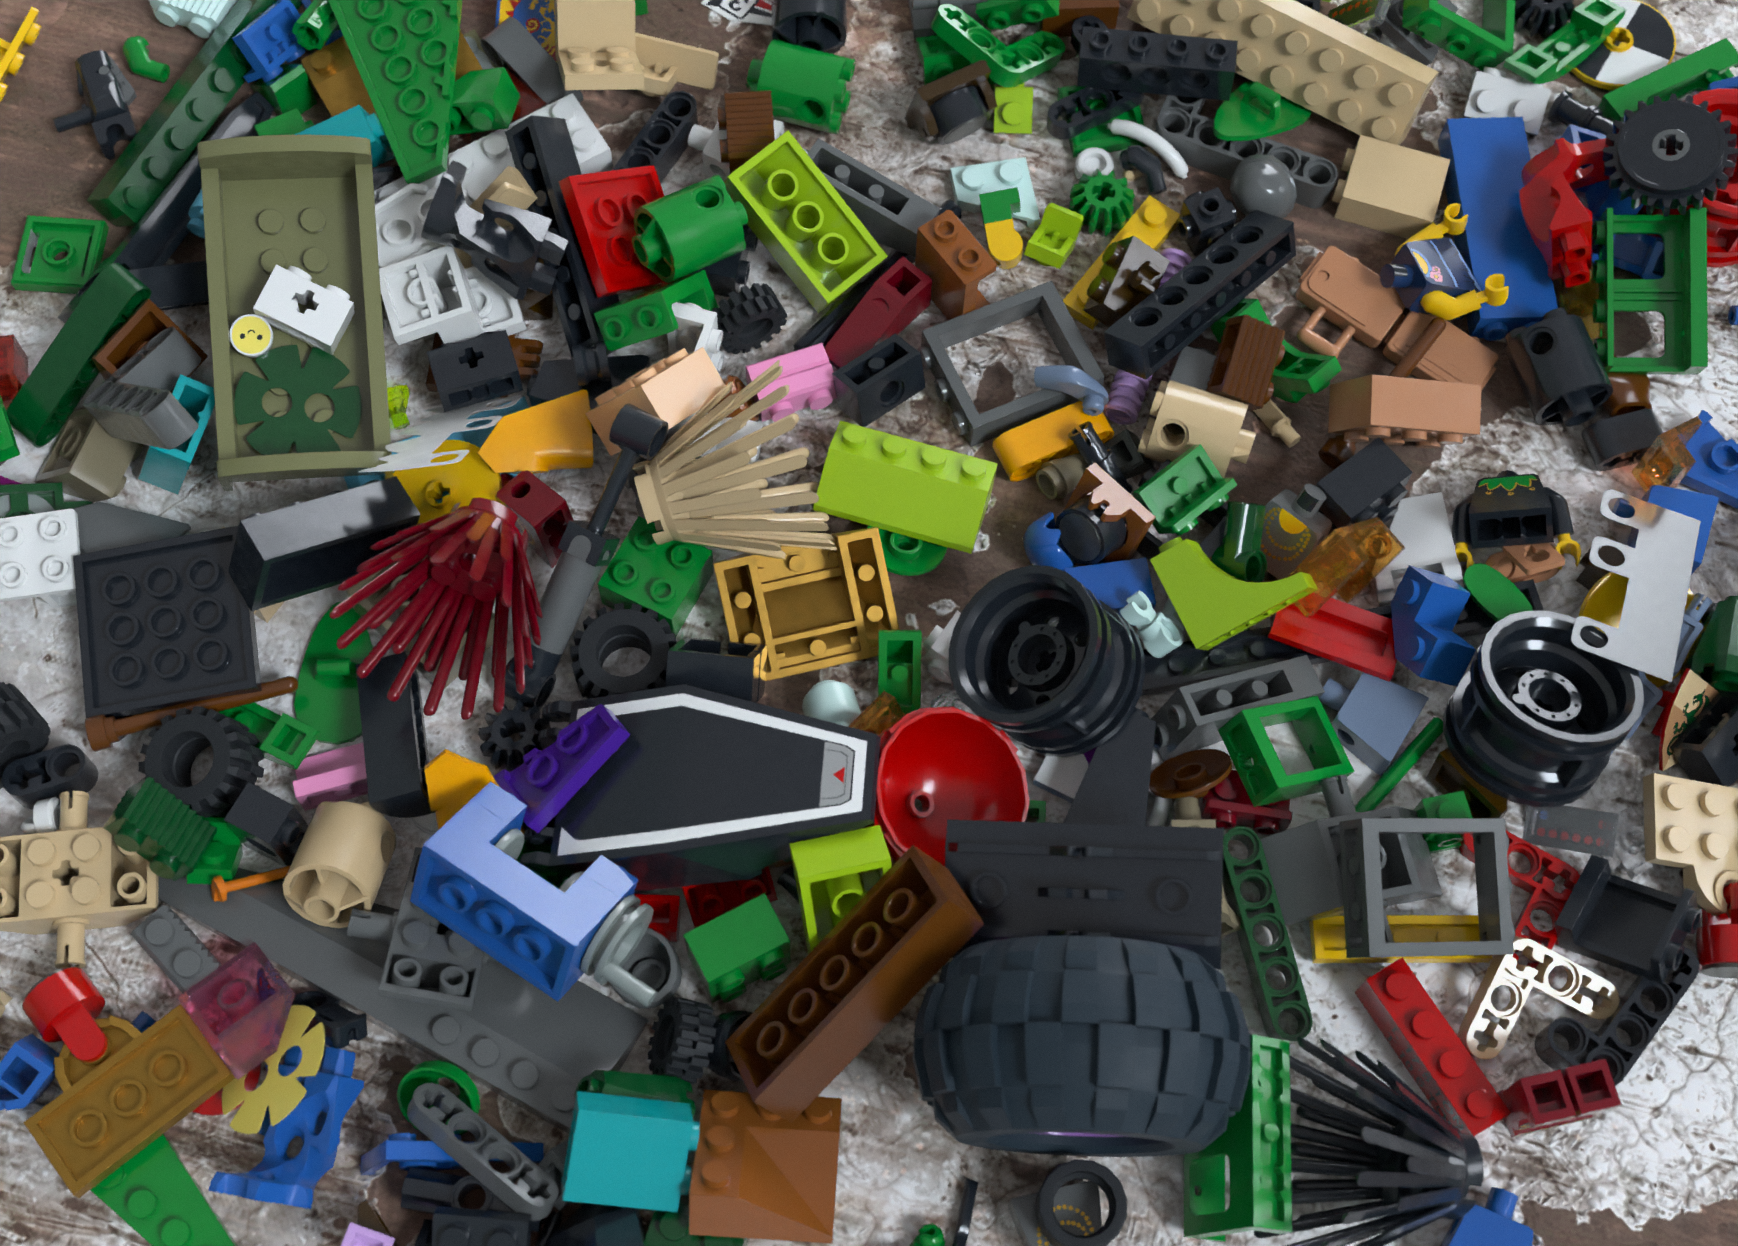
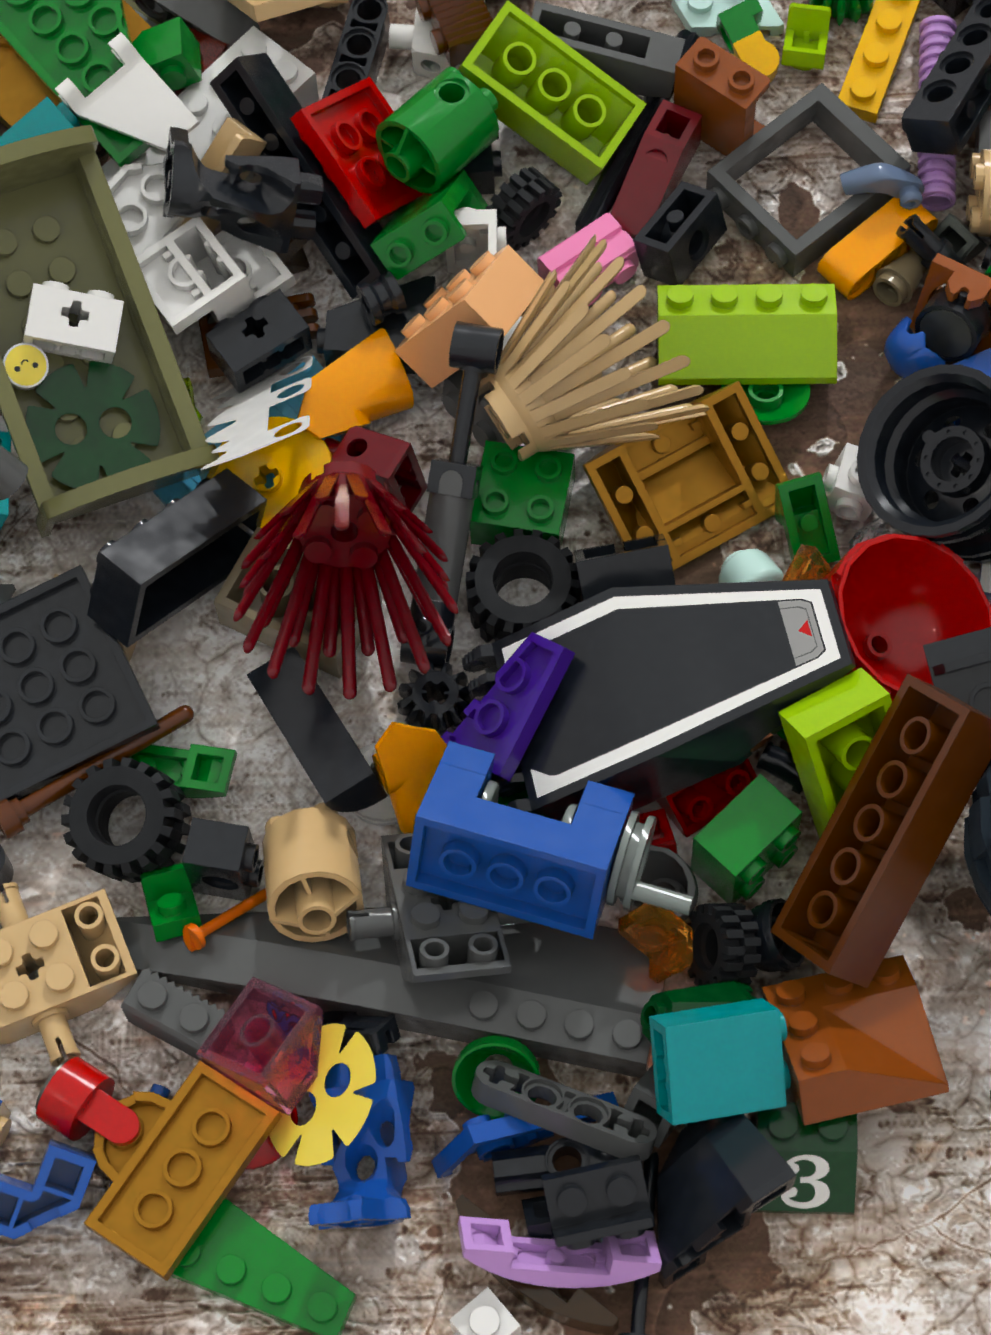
camera: 10 degrees left, 0 degrees up
(160, 829) = (117, 891): dark green brick -> none
(328, 680) = (222, 696): green shield -> none
(331, 777) = (267, 791): bright pink panel -> none
(432, 128) = (131, 100): none -> white flag
(629, 1018) = (661, 938): none -> clear orange bracket
(1126, 278) = (897, 62): dark brown brick -> none

